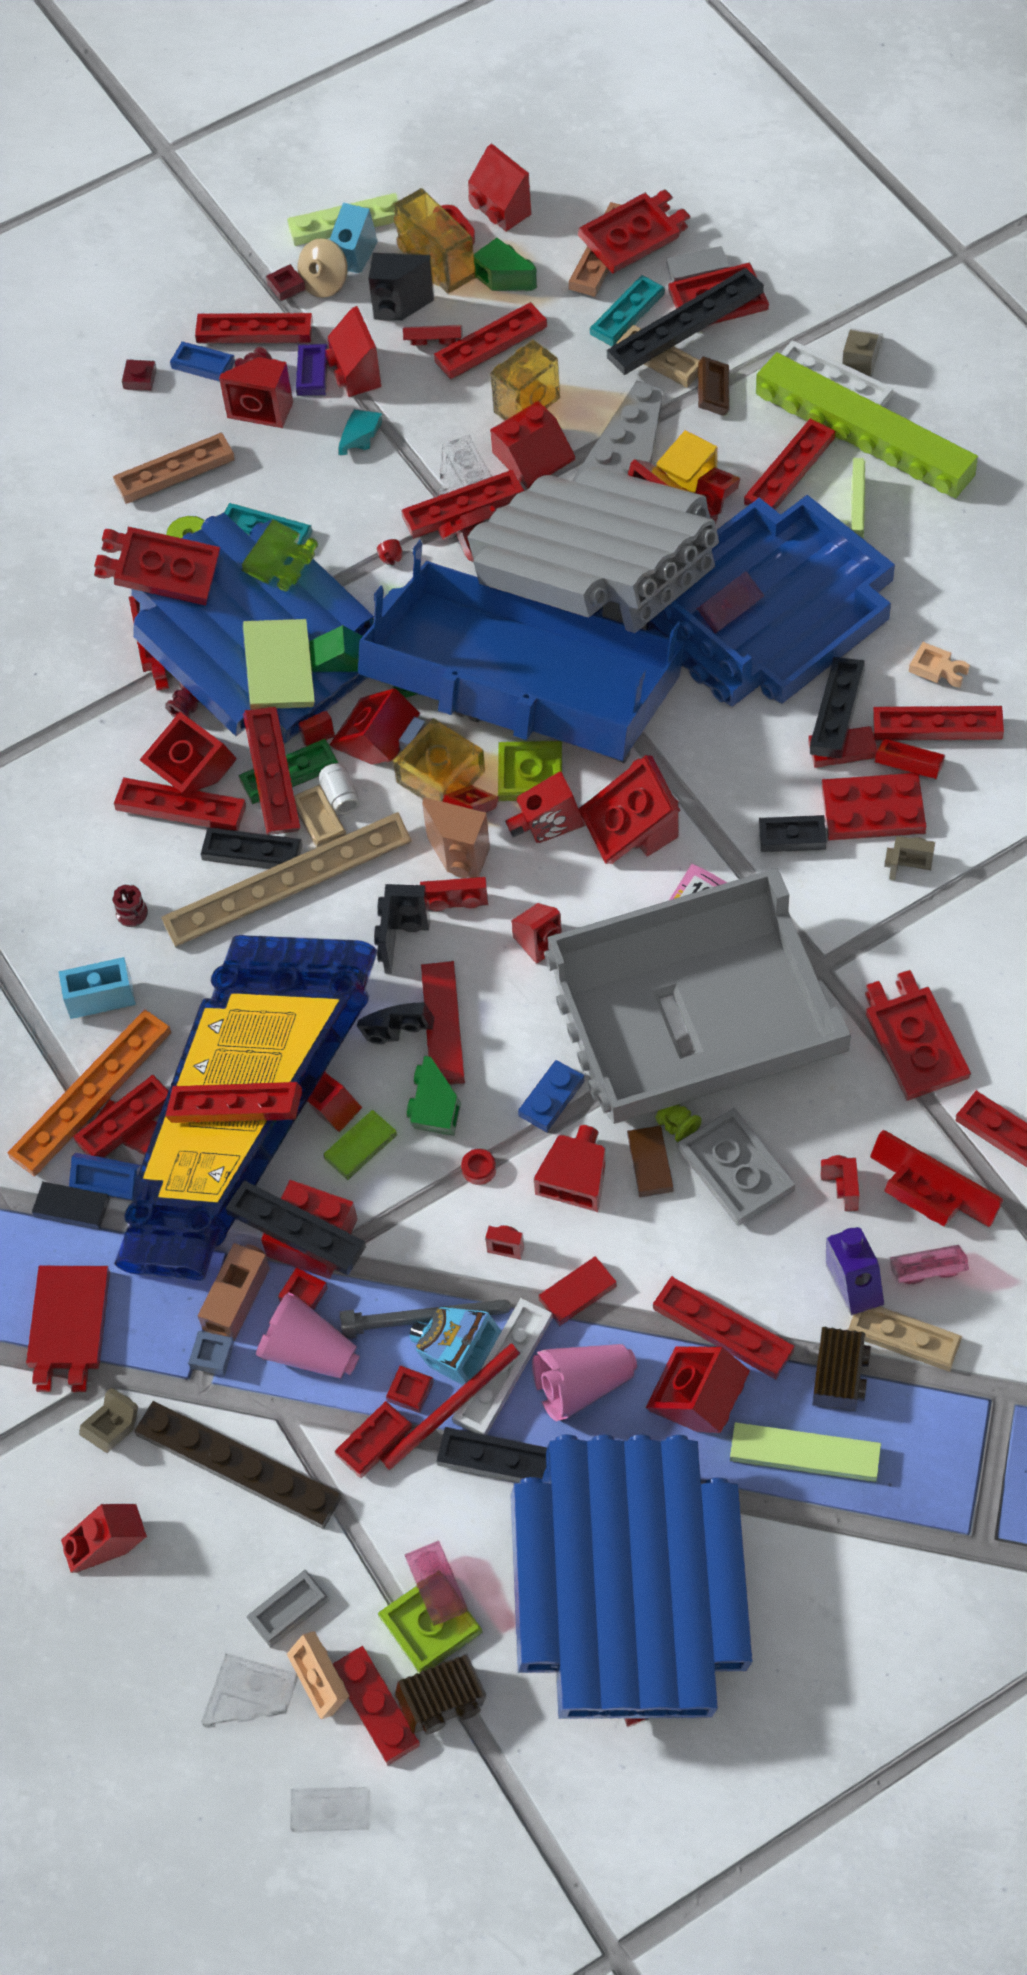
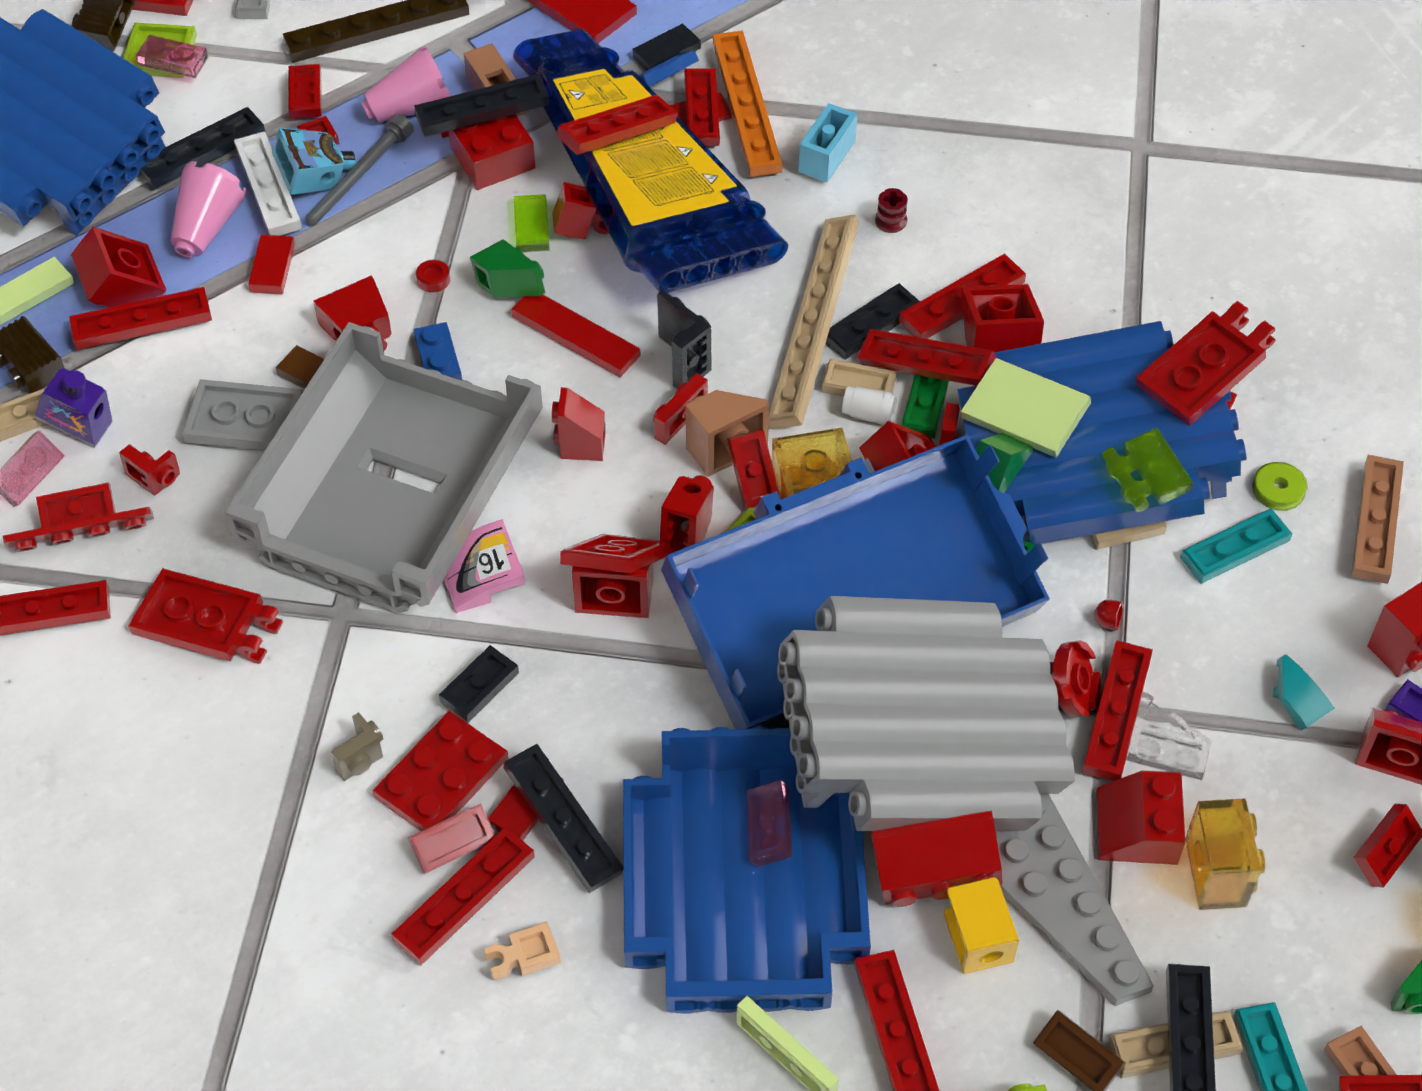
camera: 125 degrees right, 5 degrees down
(211, 1353) = (458, 46): sand blue plate -> none
(387, 1023) = (597, 296): black slope -> none
(450, 1406) = (270, 133): red axle -> none
(490, 340) = (1333, 894): red plate -> none
(504, 1241) = (352, 241): red plate -> none
(716, 487) = (933, 939): red bracket -> none

